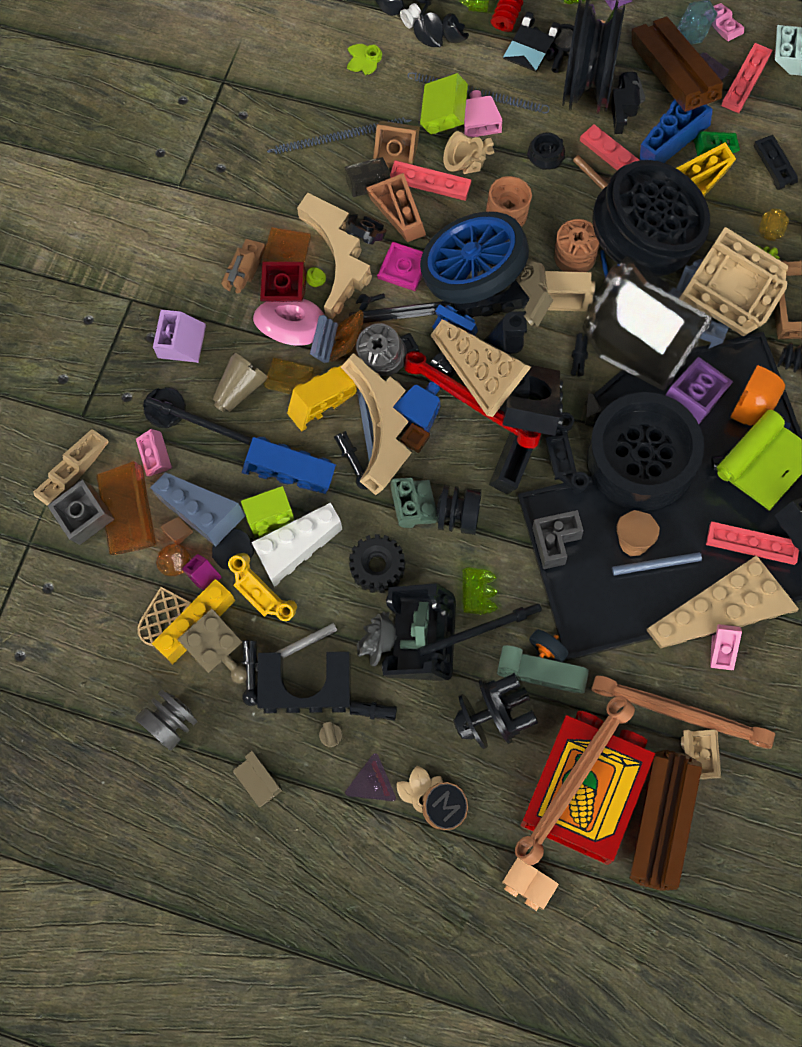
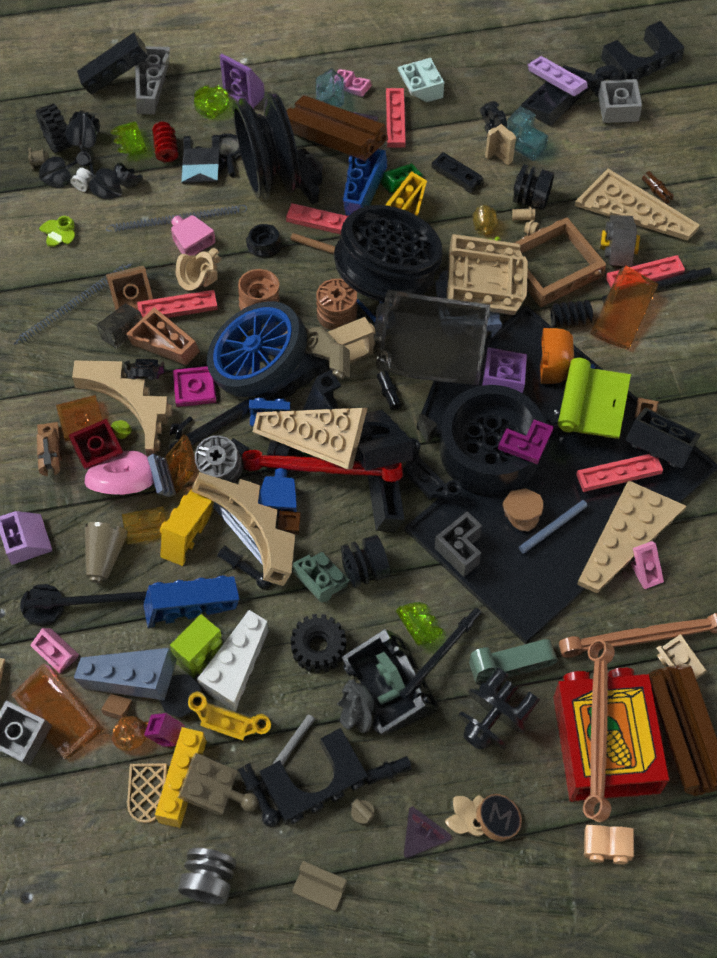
camera: 35 degrees left, 10 degrees down
(444, 104) = (155, 238): lime brick -> none
(548, 646) = (506, 636): black wheel -> none
(668, 477) = (529, 446): none -> magenta plate

